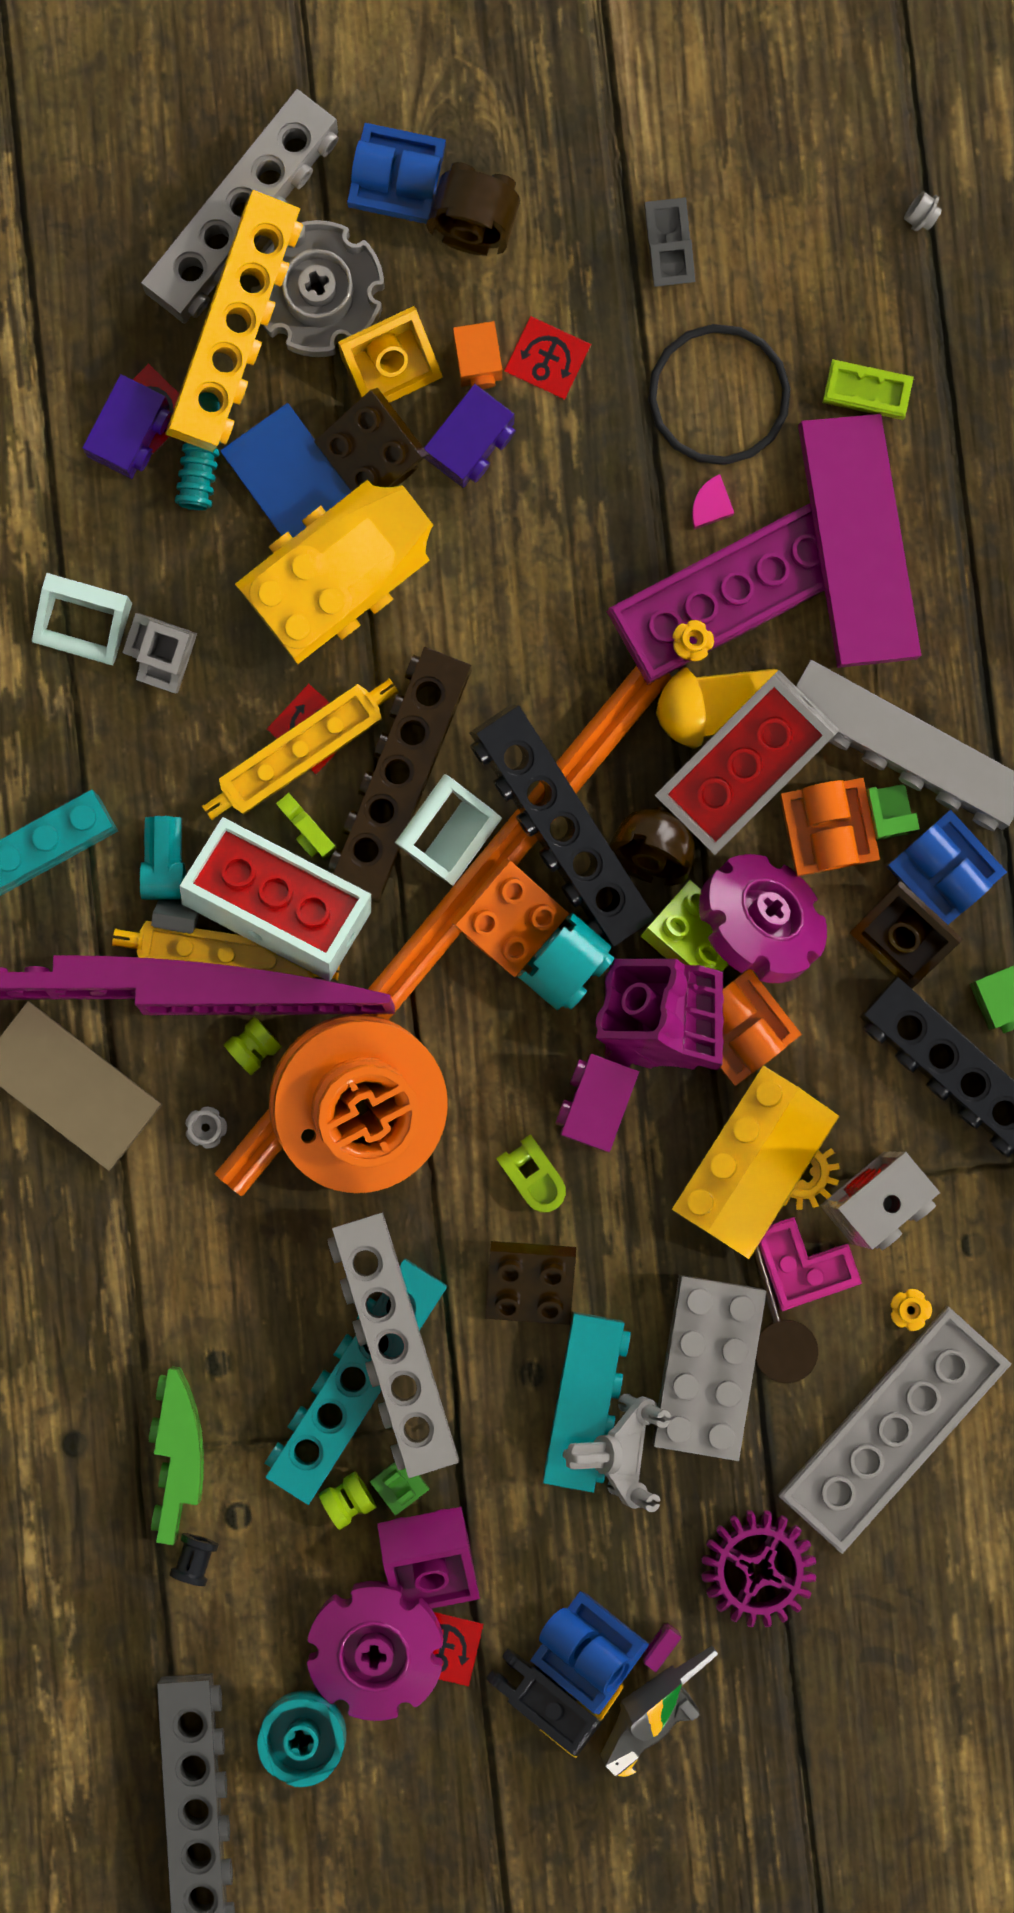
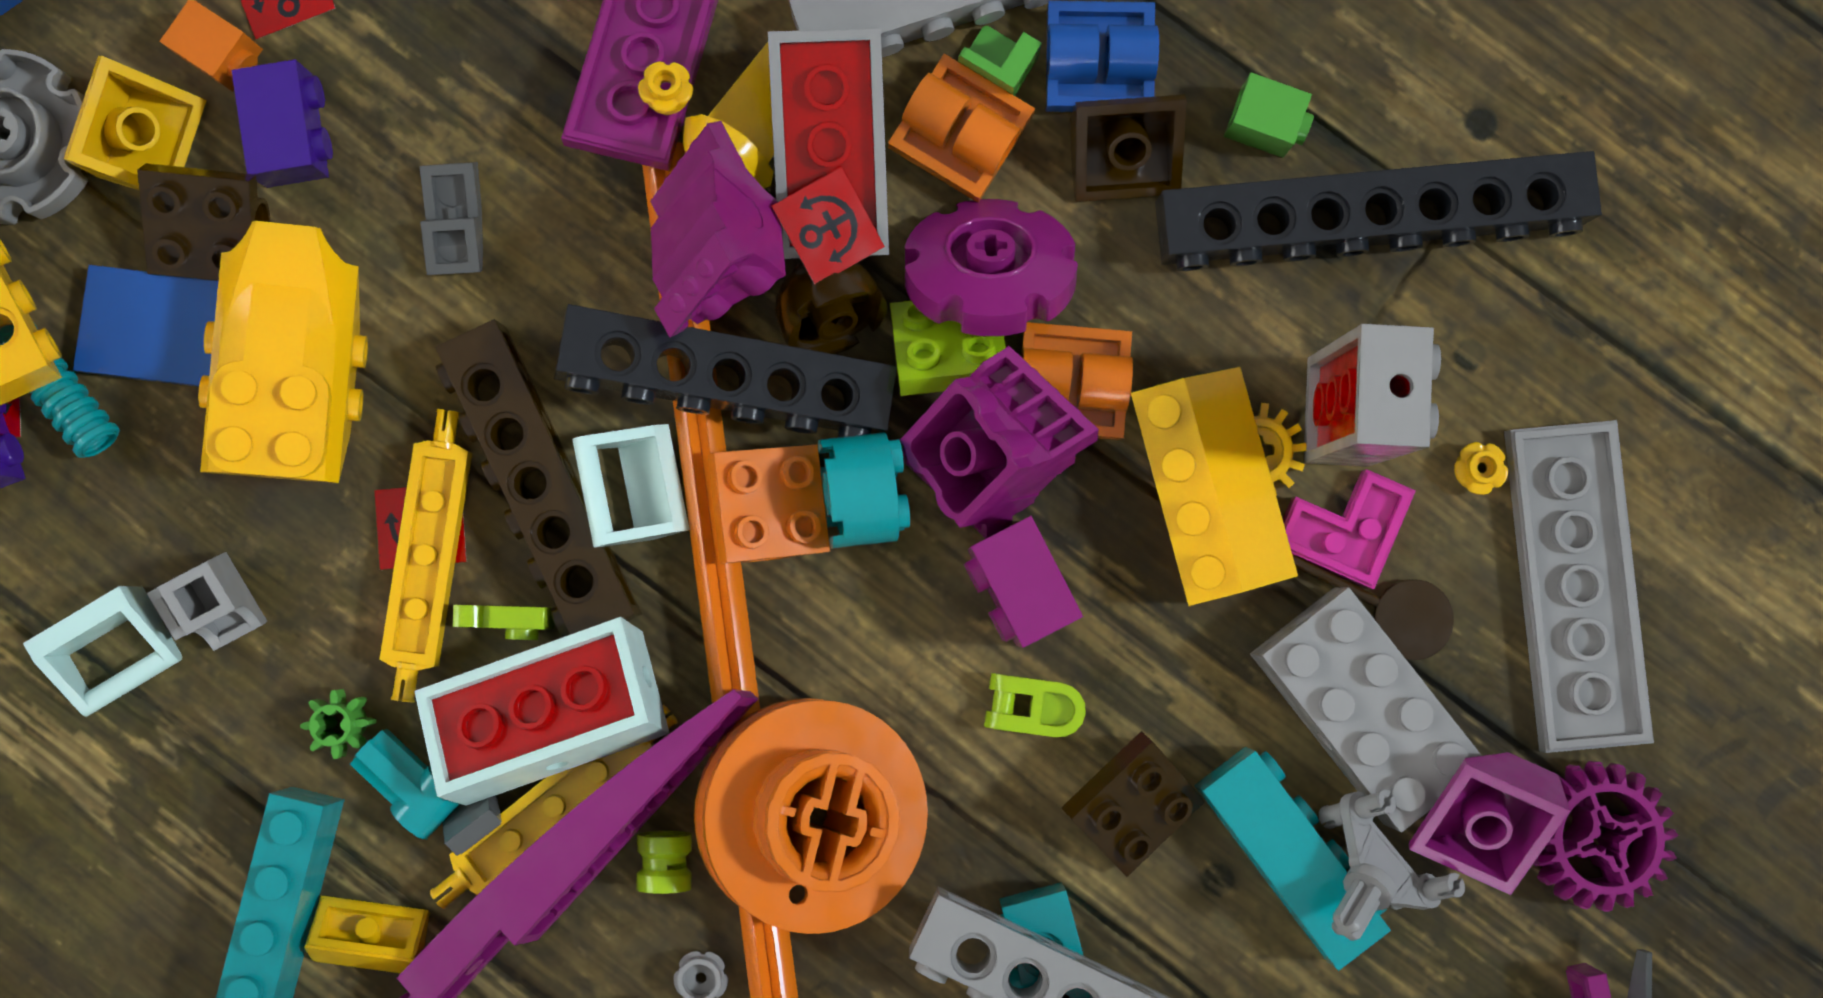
camera: 45 degrees left, 0 degrees up
(55, 915) = (366, 934): none -> yellow slope
(152, 781) = (323, 723): none -> bright green gear
(505, 582) = (453, 218): none -> dark grey slope
(633, 748) = (712, 234): none -> magenta slope
(698, 807) = (828, 225): none -> red sticker
(708, 1489) = (1493, 819): none -> magenta slope

